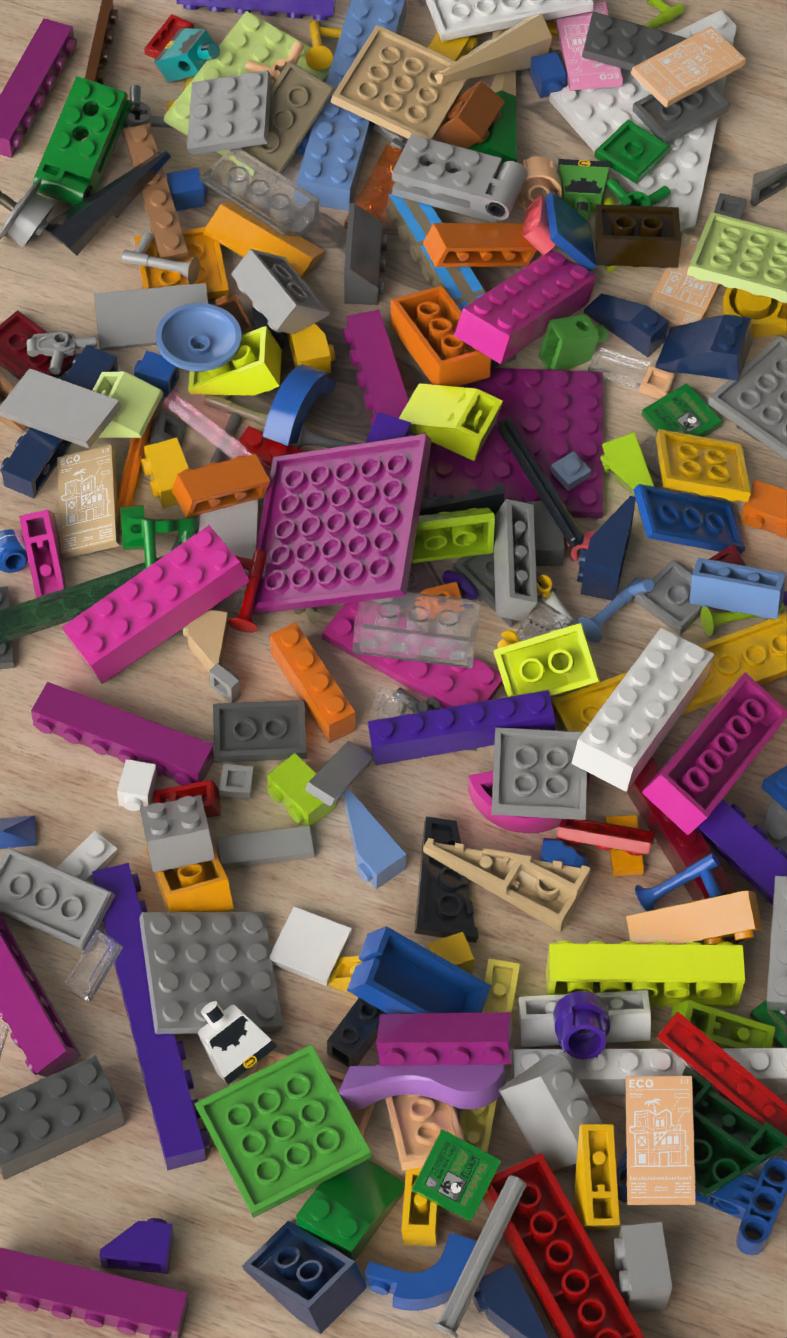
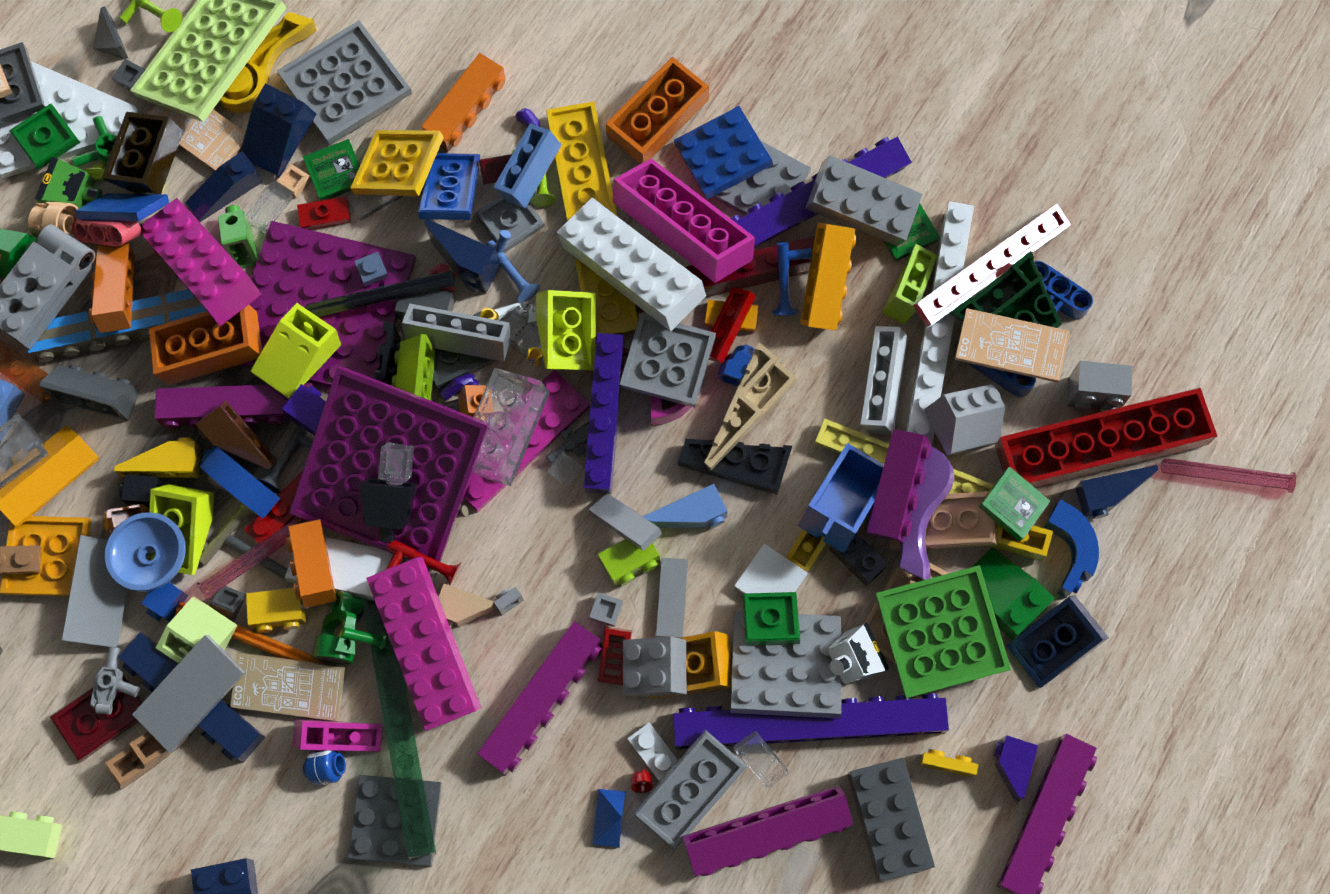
camera: 75 degrees left, 15 degrees up
(50, 853) = (641, 781): none -> red hinge
(129, 1185) = (960, 765): none -> yellow plate
(137, 785) = (593, 694): white brick -> none
(189, 269) = (29, 592): light grey piece -> none
(259, 731) = (561, 581): dark grey plate -> none
(259, 944) = (771, 618): none -> green tile
(278, 292) = (116, 470): light grey slope -> none
(297, 531) = (387, 506): none -> black torso
(312, 682) = (526, 527): orange brick -> none
(340, 520) = (396, 463): none -> clear brick
(344, 388) = (231, 433): none -> reddish brown slope
(455, 950) = (807, 472): yellow brick -> none
(480, 1256) = (1077, 501): light grey axle -> none
(581, 1024) = (907, 379): dark purple piece -> none
(596, 1178) = (1027, 403): yellow slope -> none
(626, 416) = (324, 213): none -> red plate
(626, 462) = (380, 221): lime slope -> none
(668, 971) = (857, 326): neon yellow brick -> none

